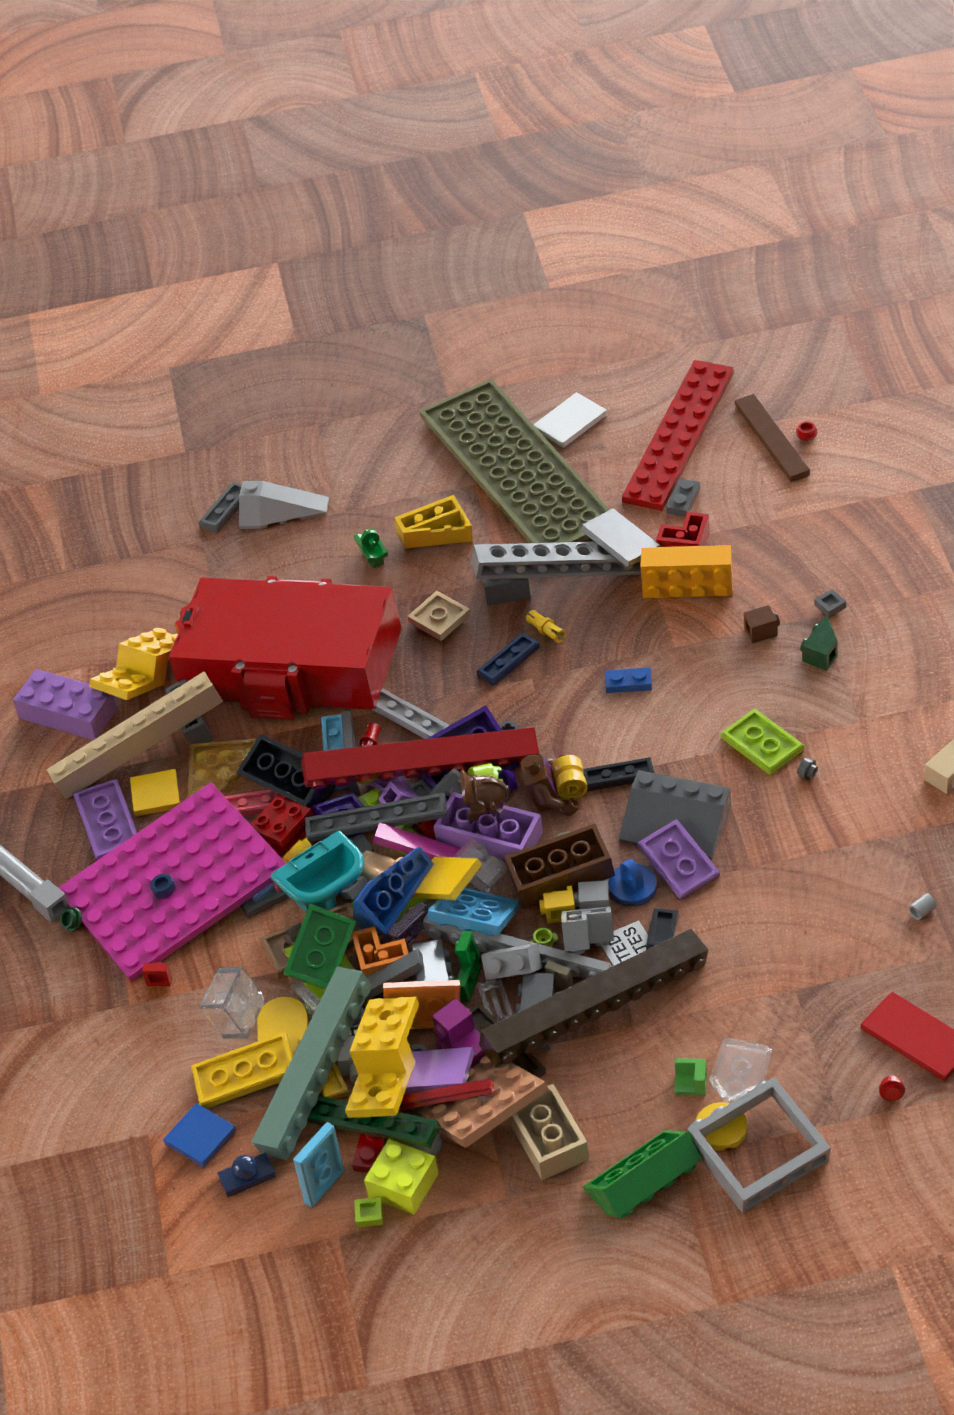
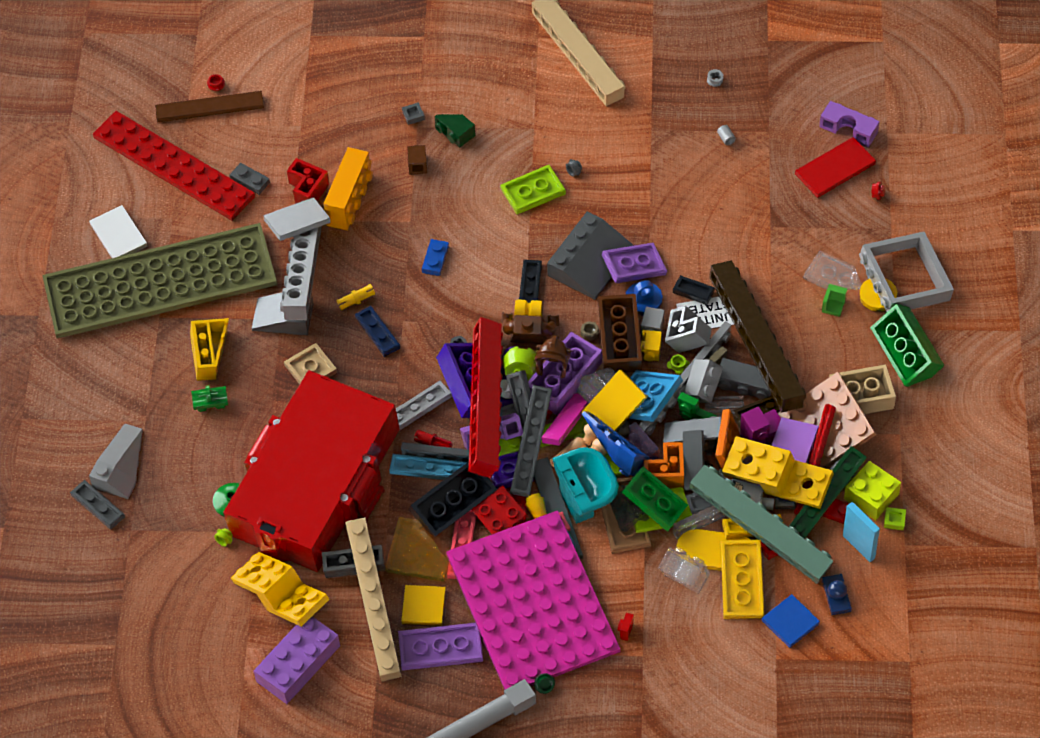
camera: 80 degrees left, 10 degrees up
(162, 886) = (543, 604): dark blue tile -> none

